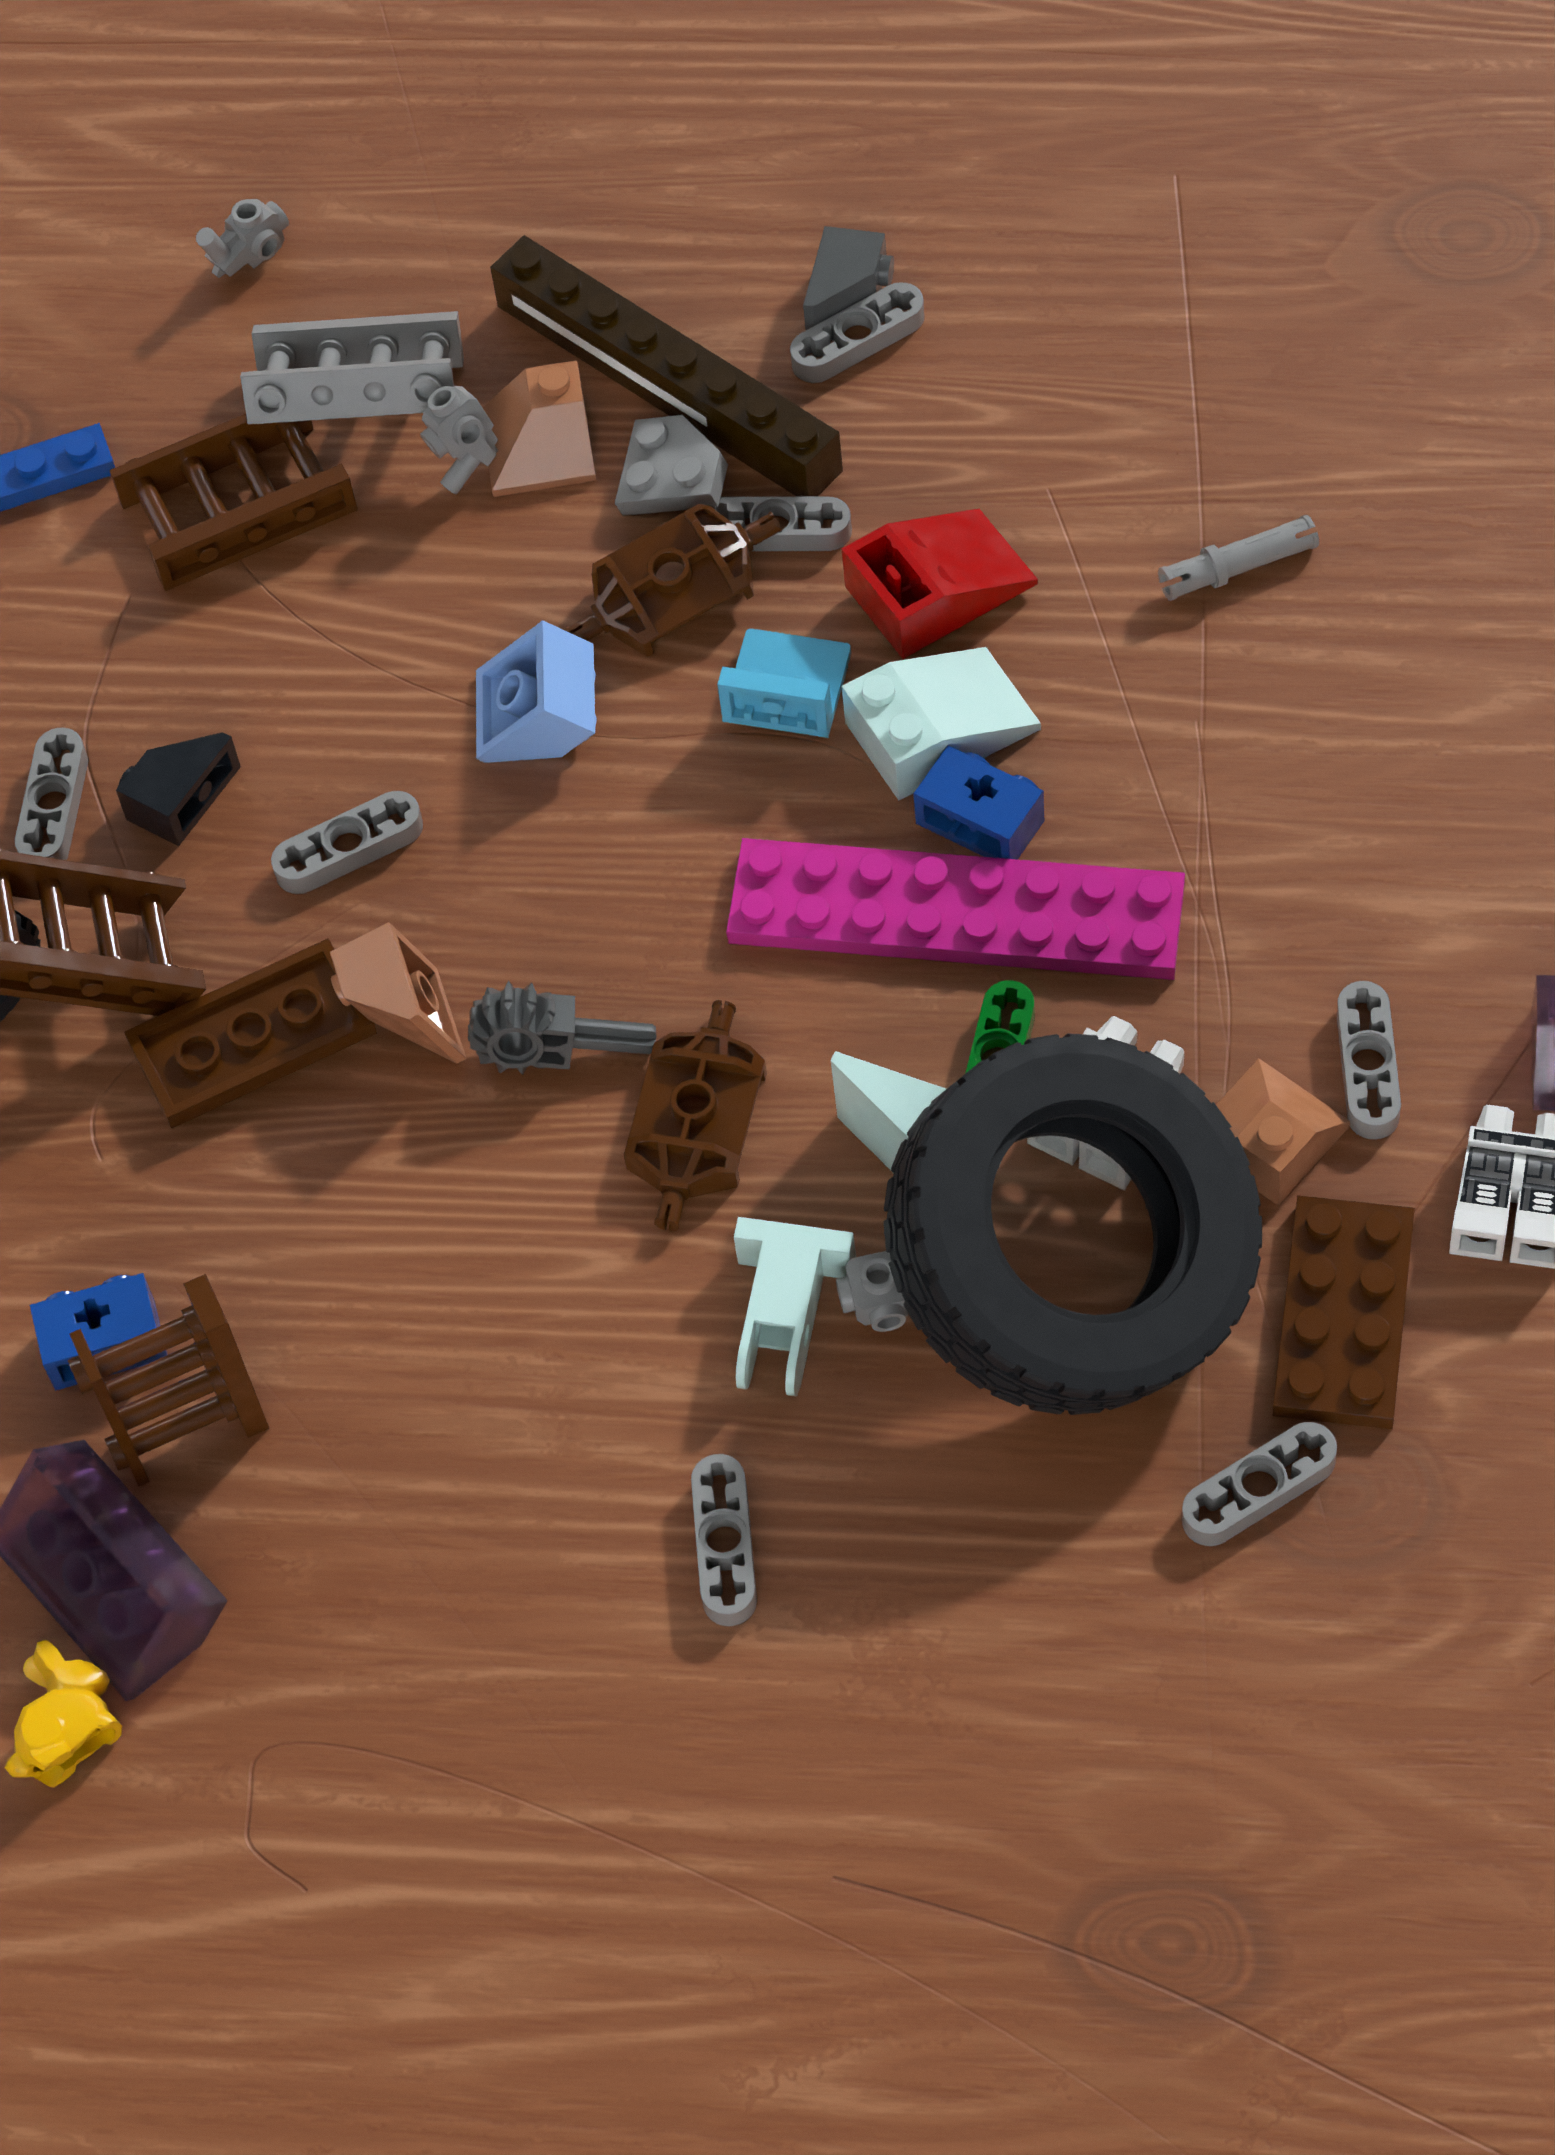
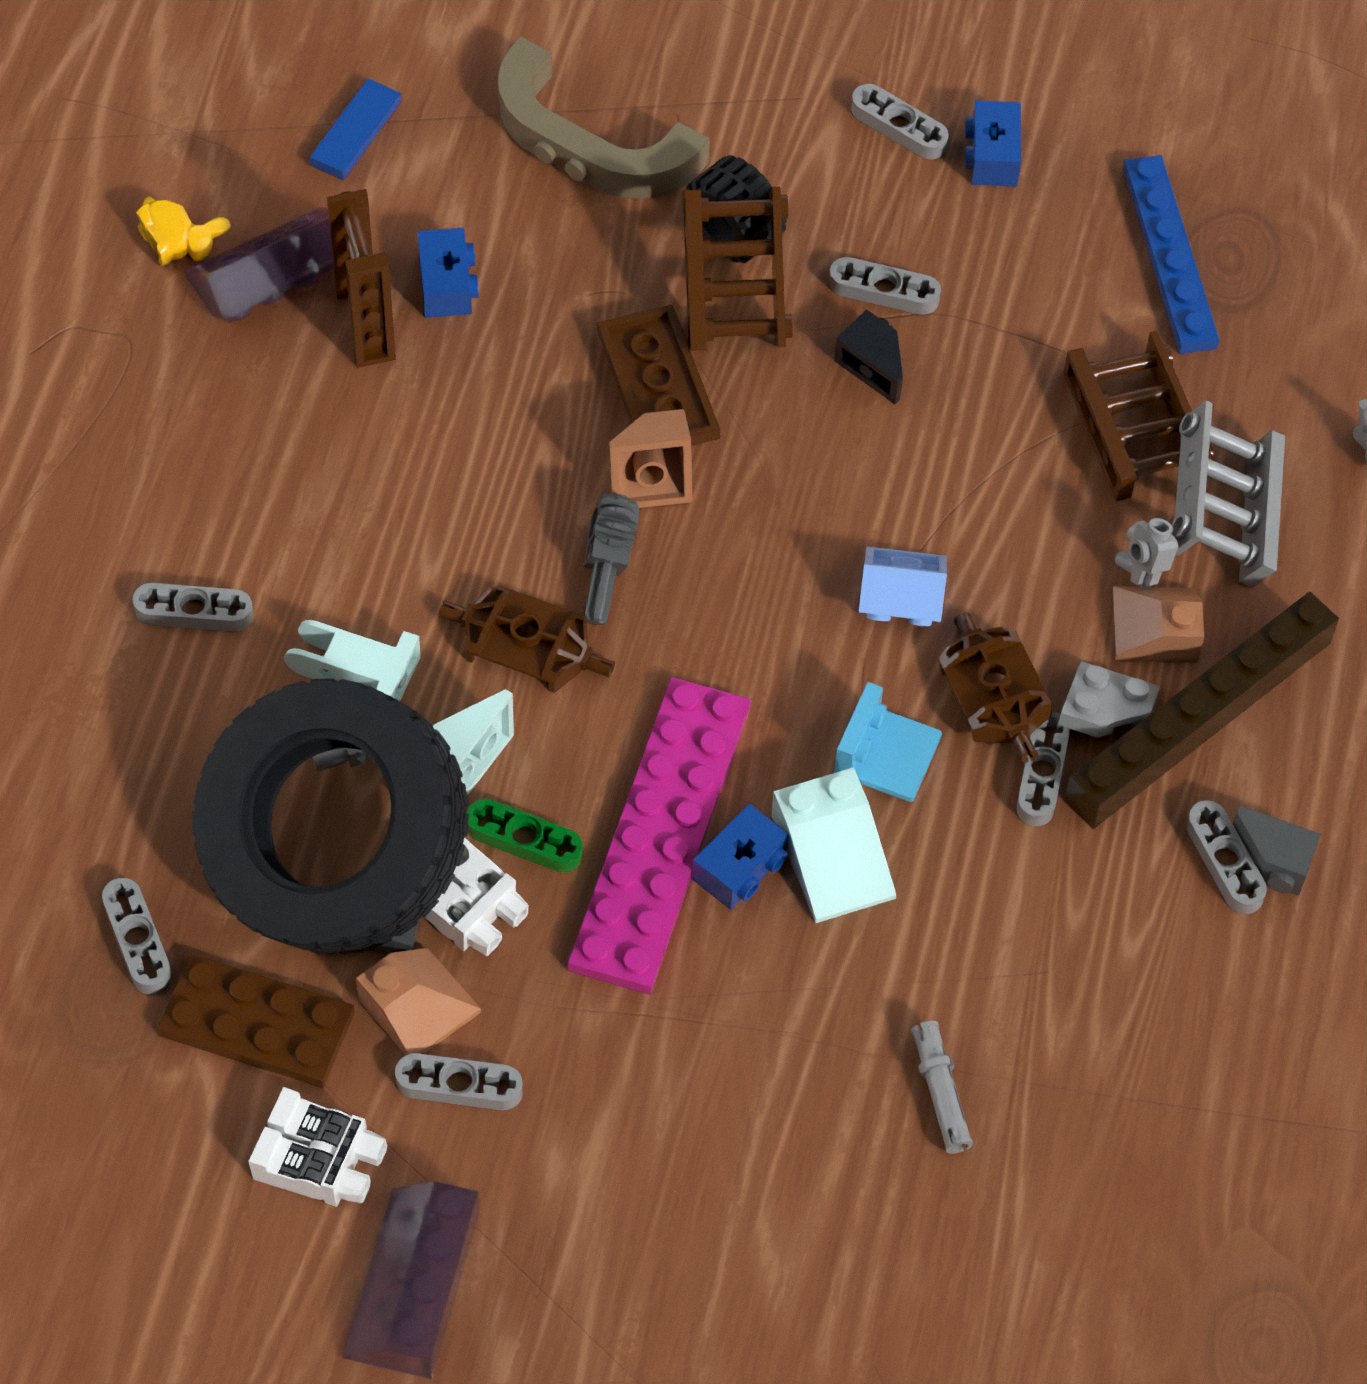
camera: 90 degrees right, 0 degrees up
(339, 863) = (805, 472): light grey beam -> none
(932, 576) = (962, 862): red slope -> none

